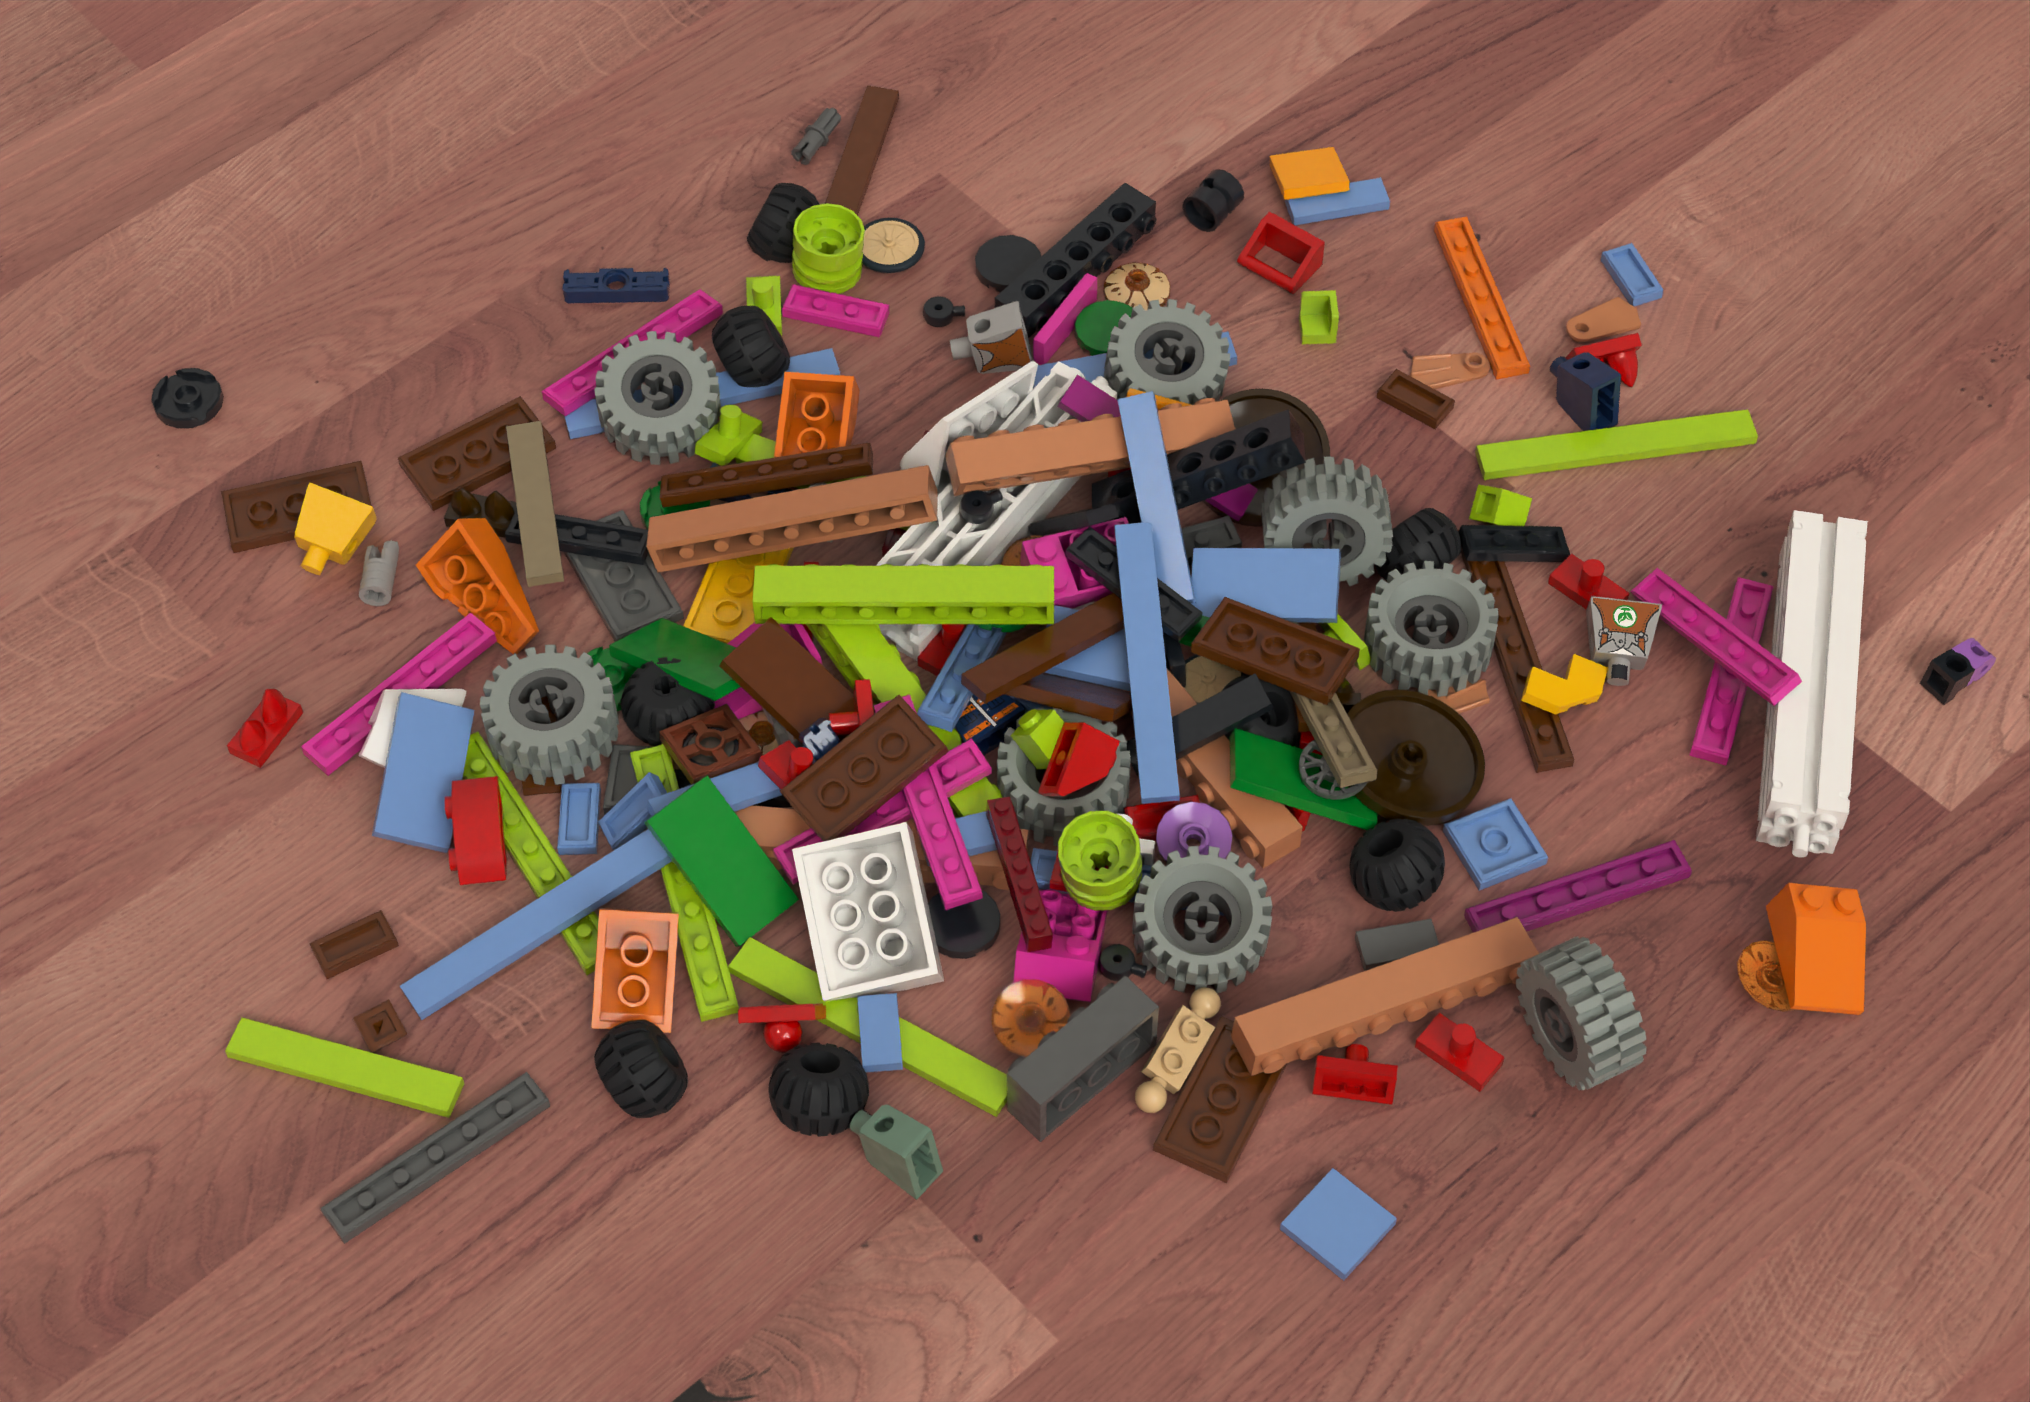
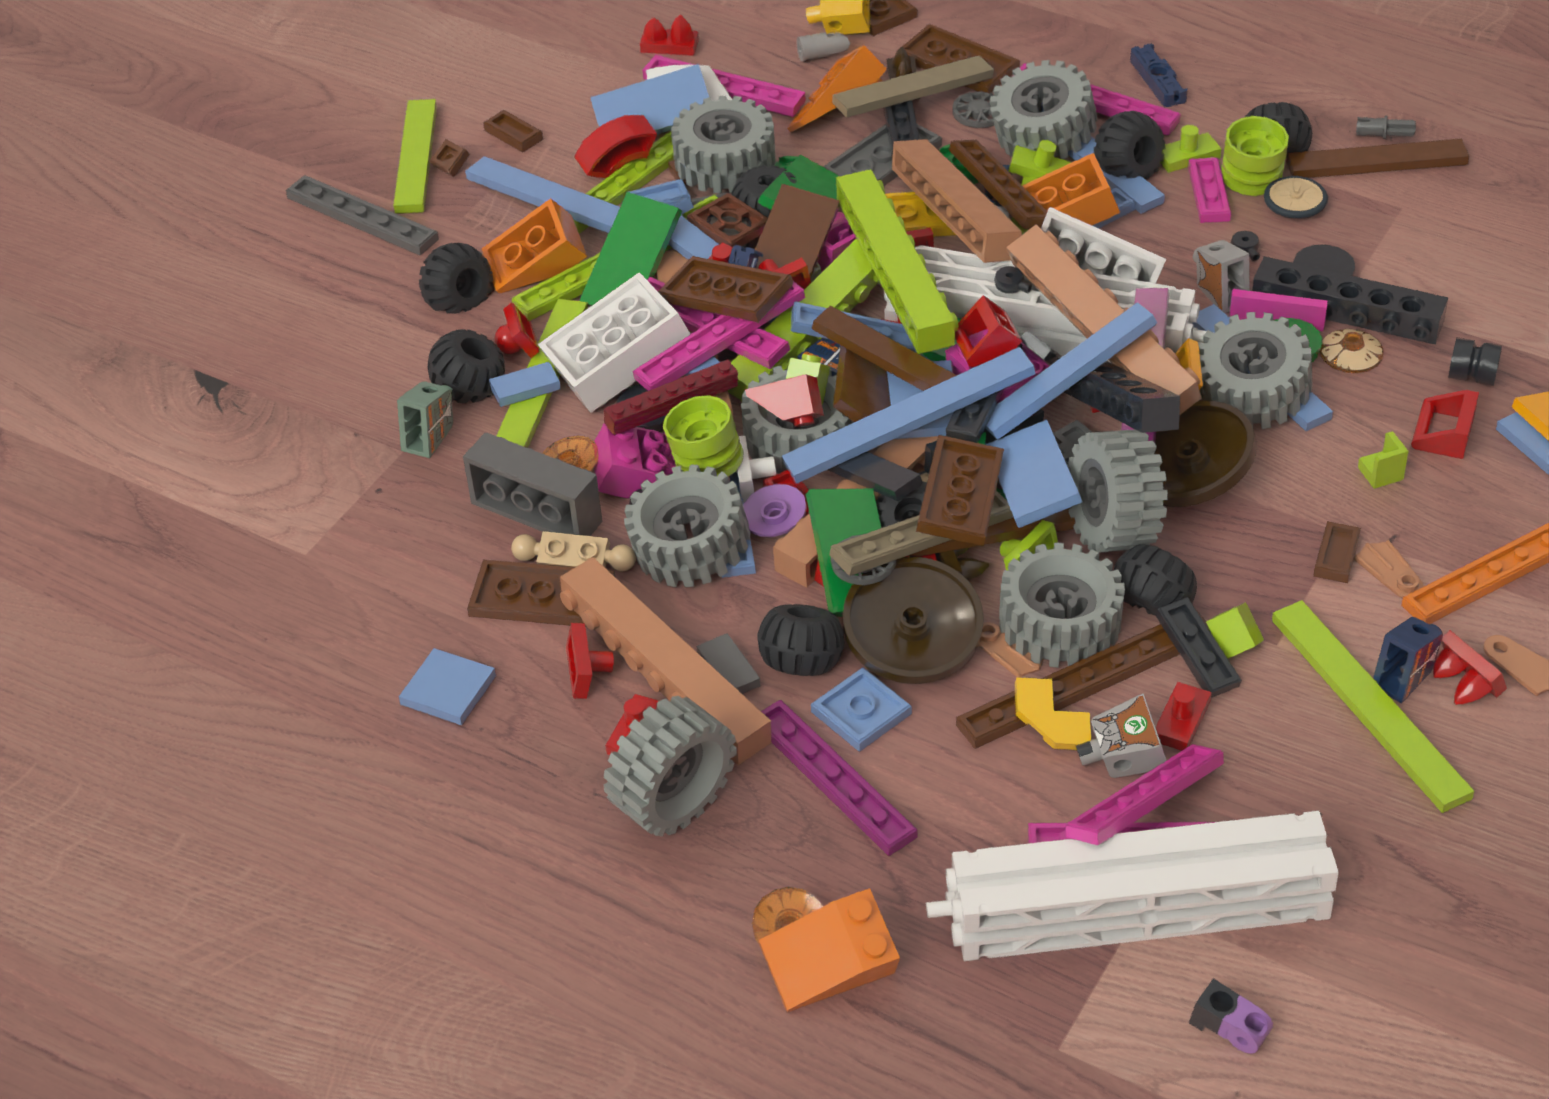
camera: 75 degrees right, 10 degrees down
(582, 462) = (976, 109): none -> dark grey wheel
(1070, 531) = (1001, 333): none -> red tile

